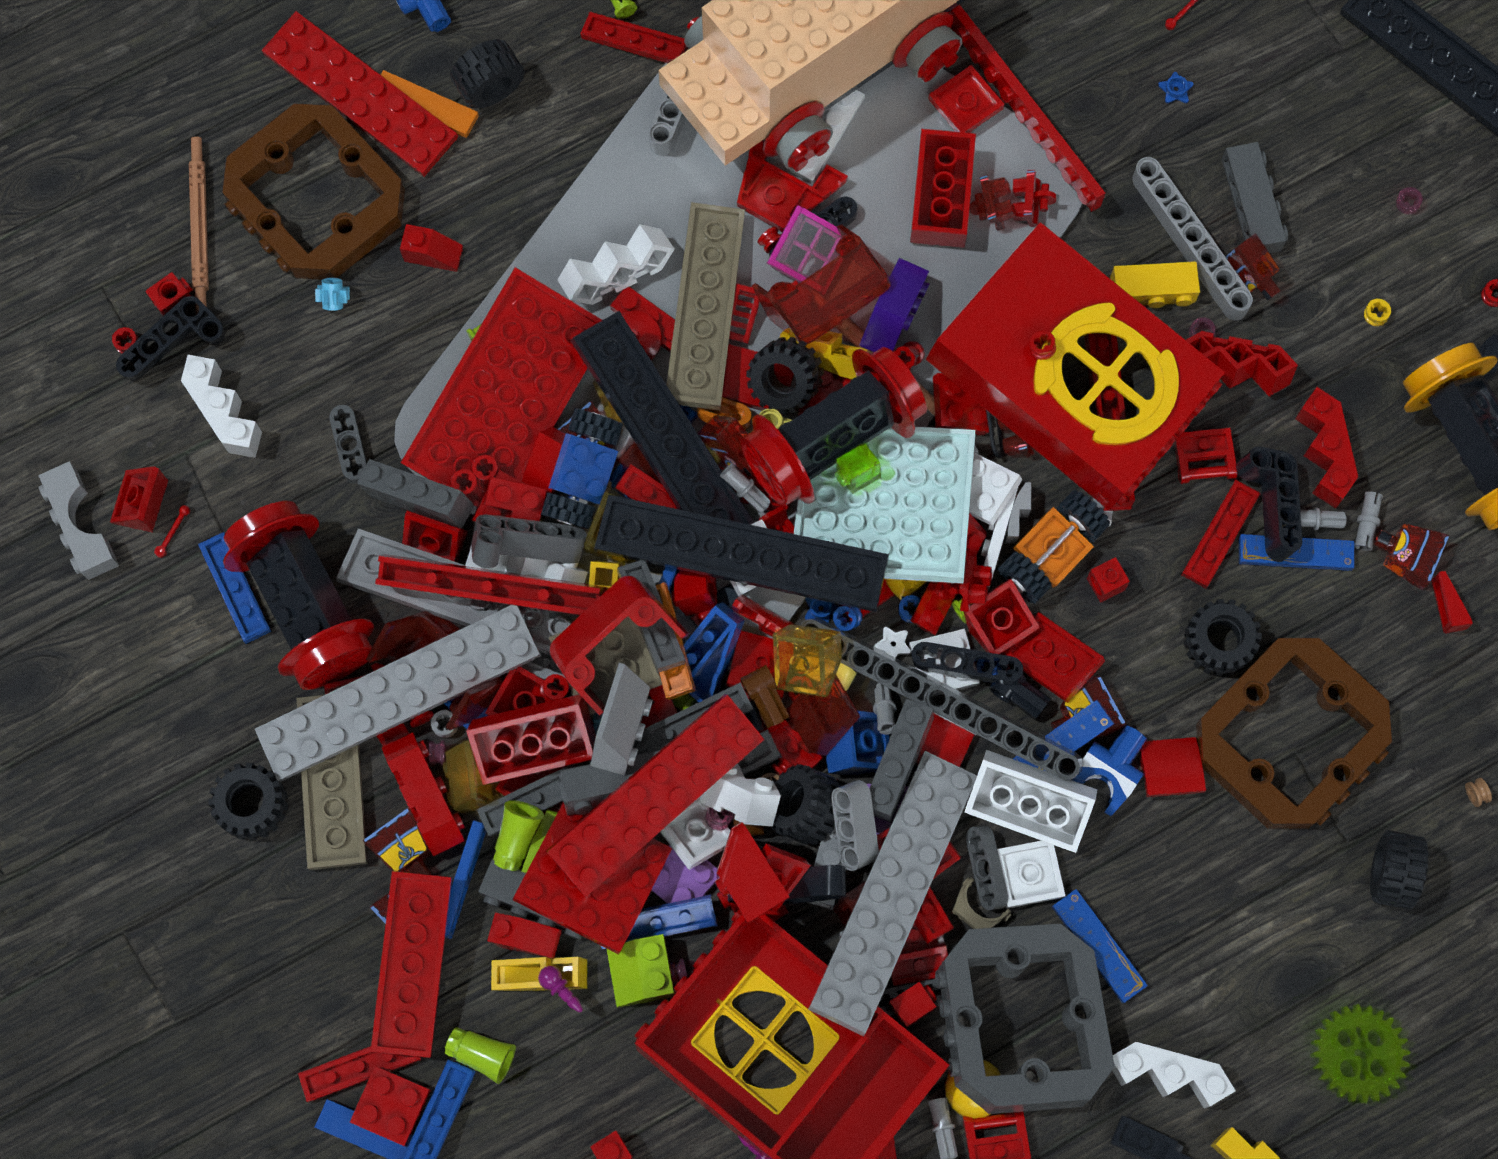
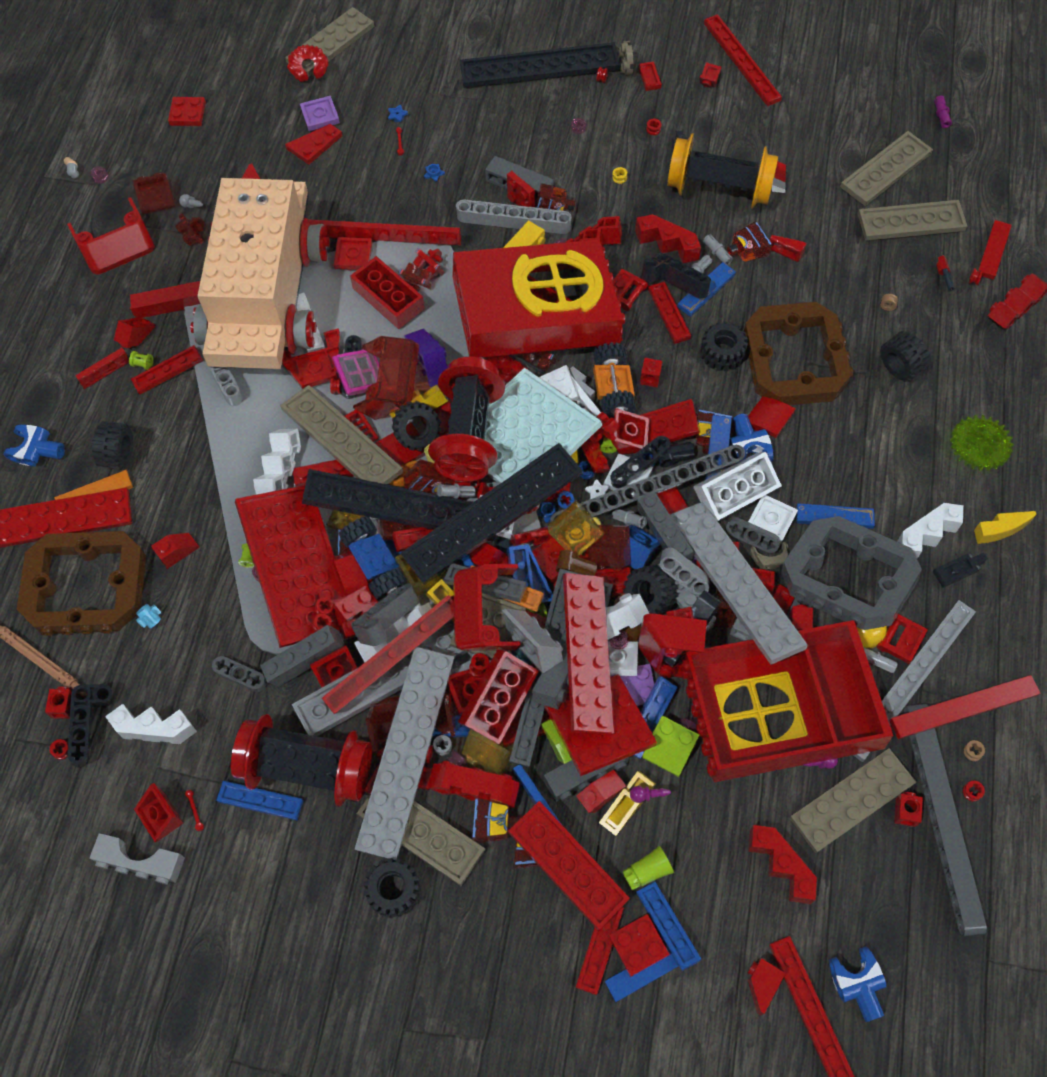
camera: 50 degrees left, 10 degrees down
(516, 833) = (543, 748): lime plant -> none
(858, 468) = (497, 429): clear neon green brick -> none
(1048, 350) = (518, 298): red bush -> none
(1228, 215) = (519, 191): none -> red plate

